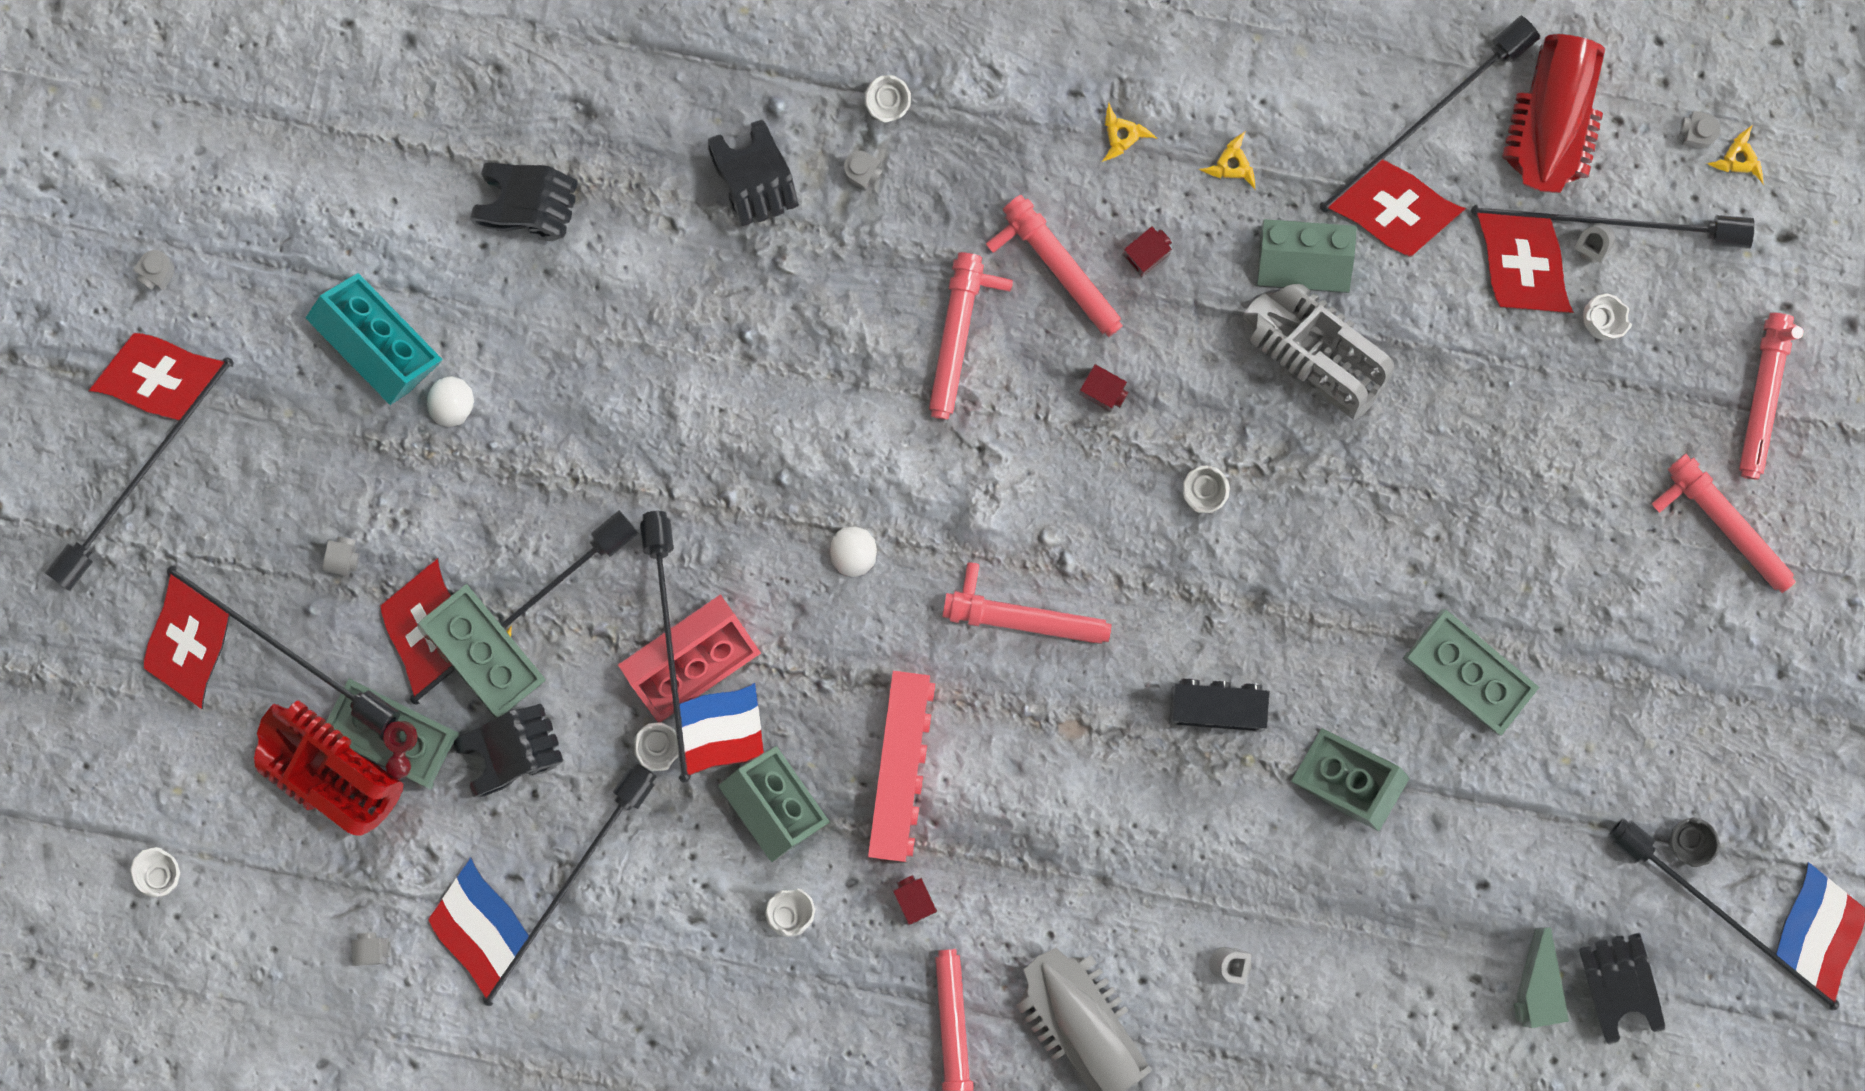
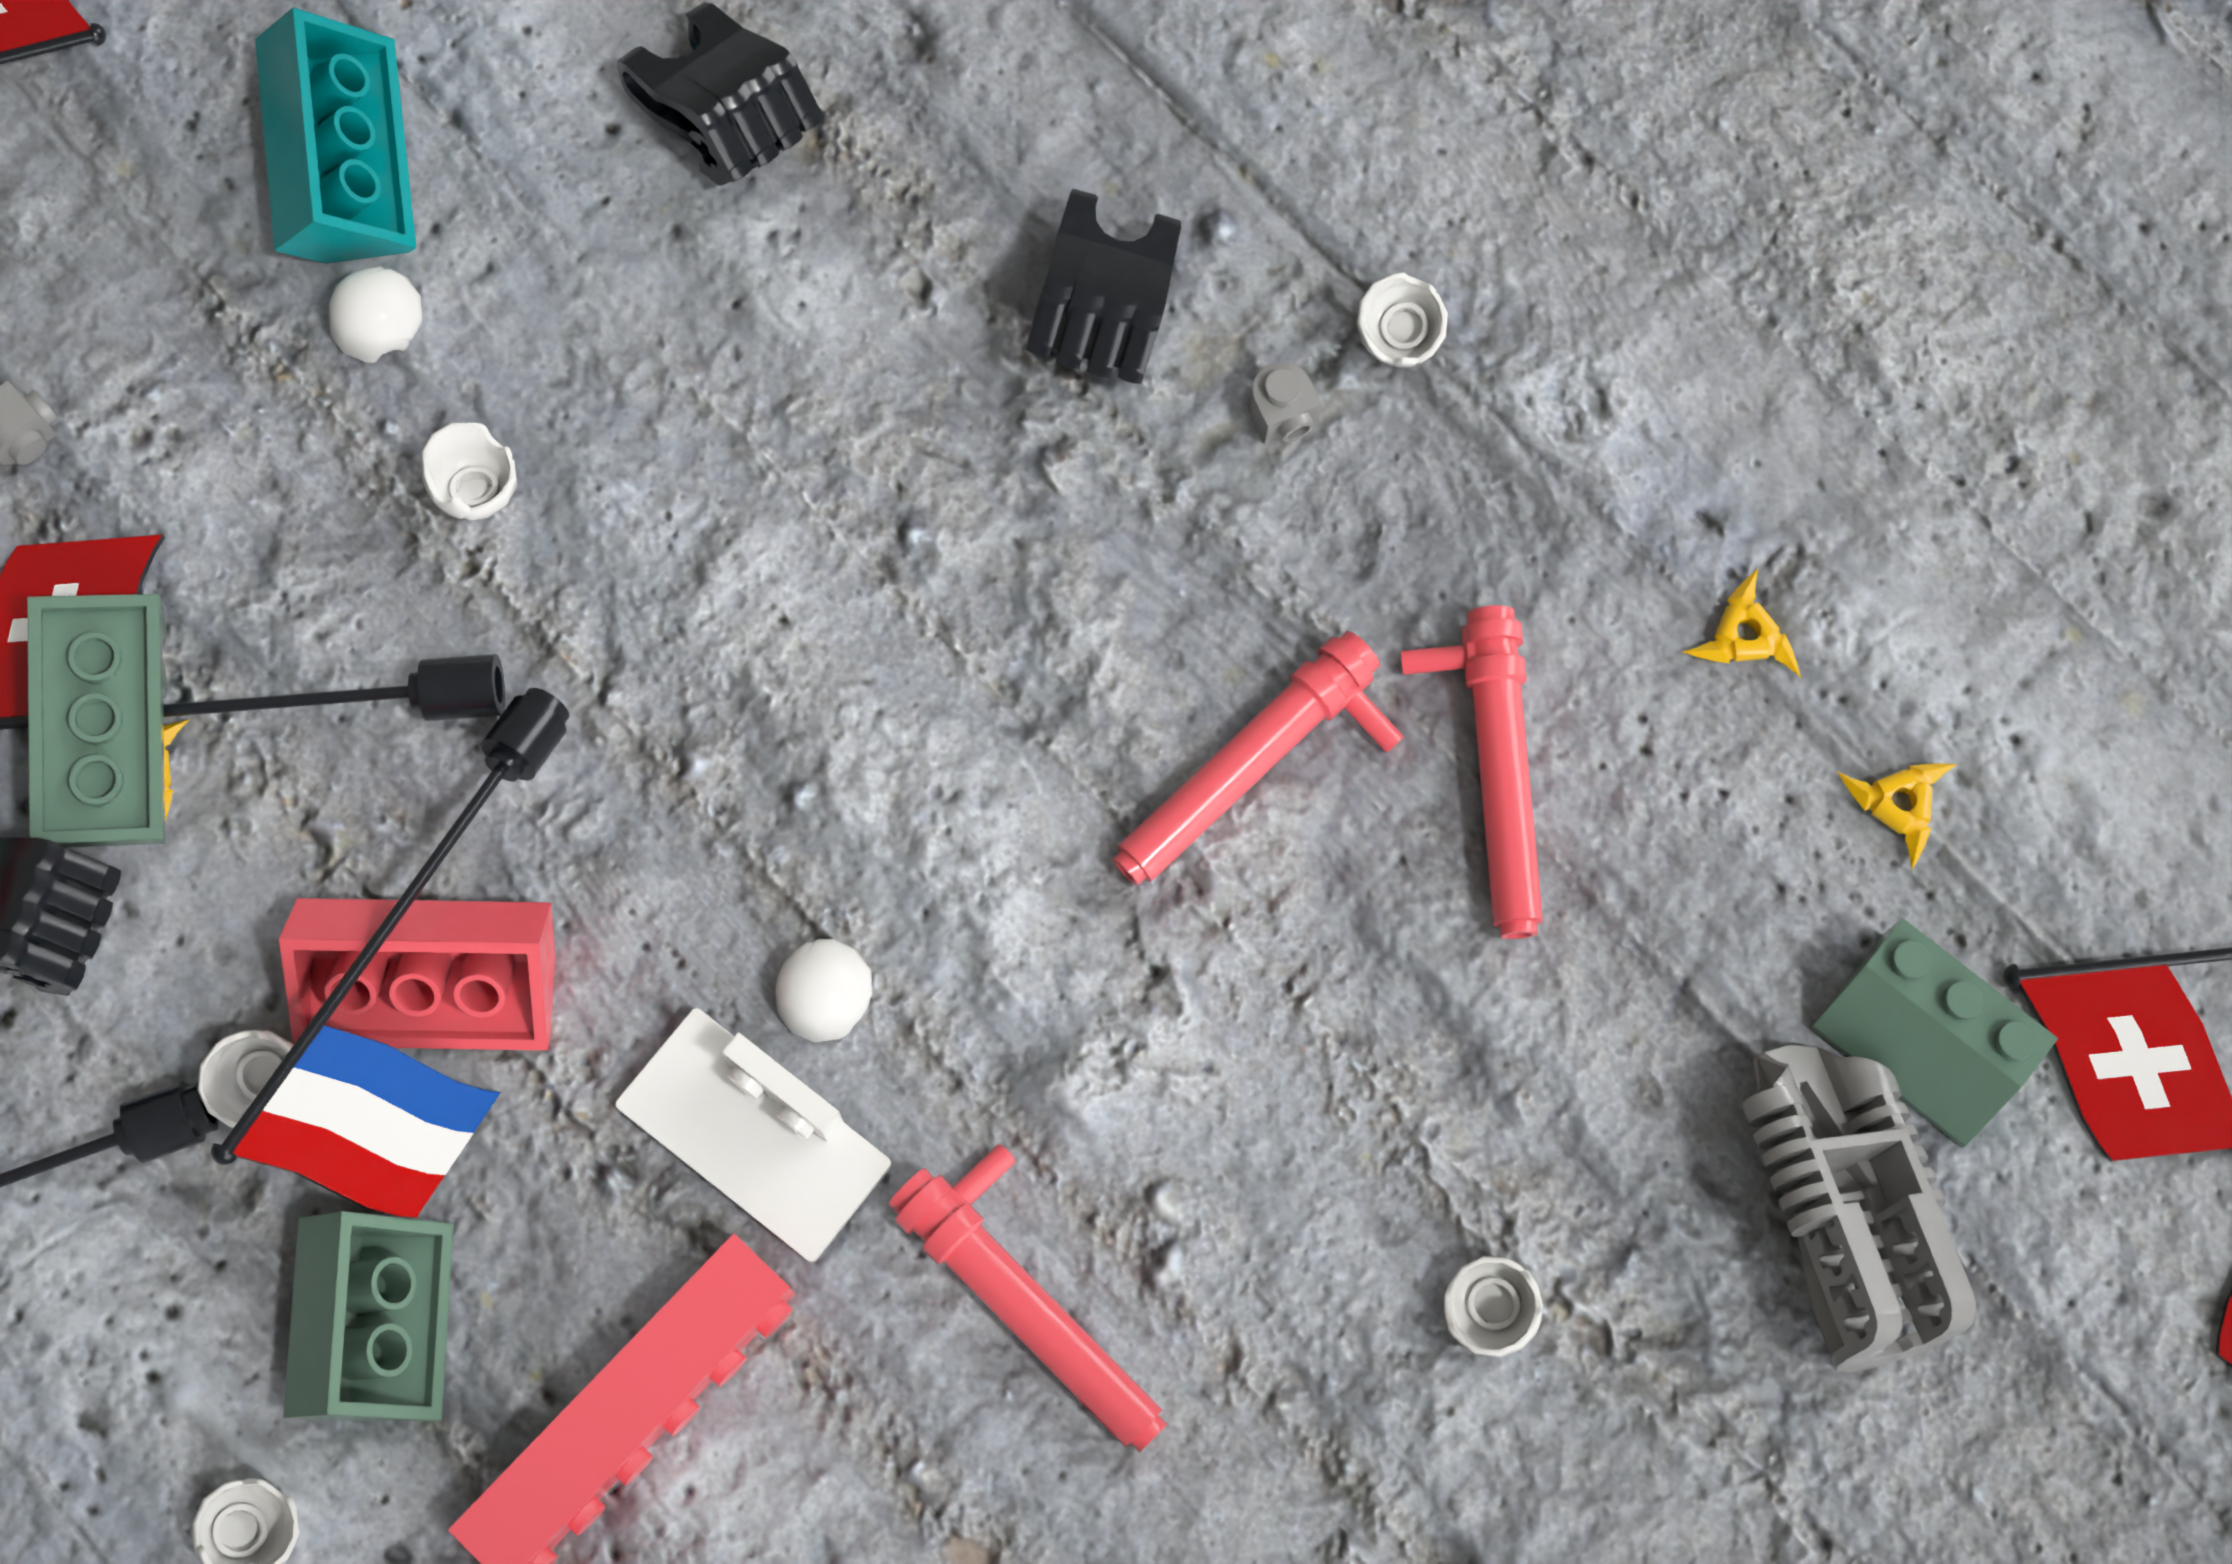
camera: 30 degrees right, 10 degrees down
(547, 442) = (467, 471): none -> white hair
(868, 626) = (754, 1133): none -> white bracket
(1104, 388) = (1434, 1014): dark red brick -> none
(1148, 250) = (1664, 841): dark red brick -> none

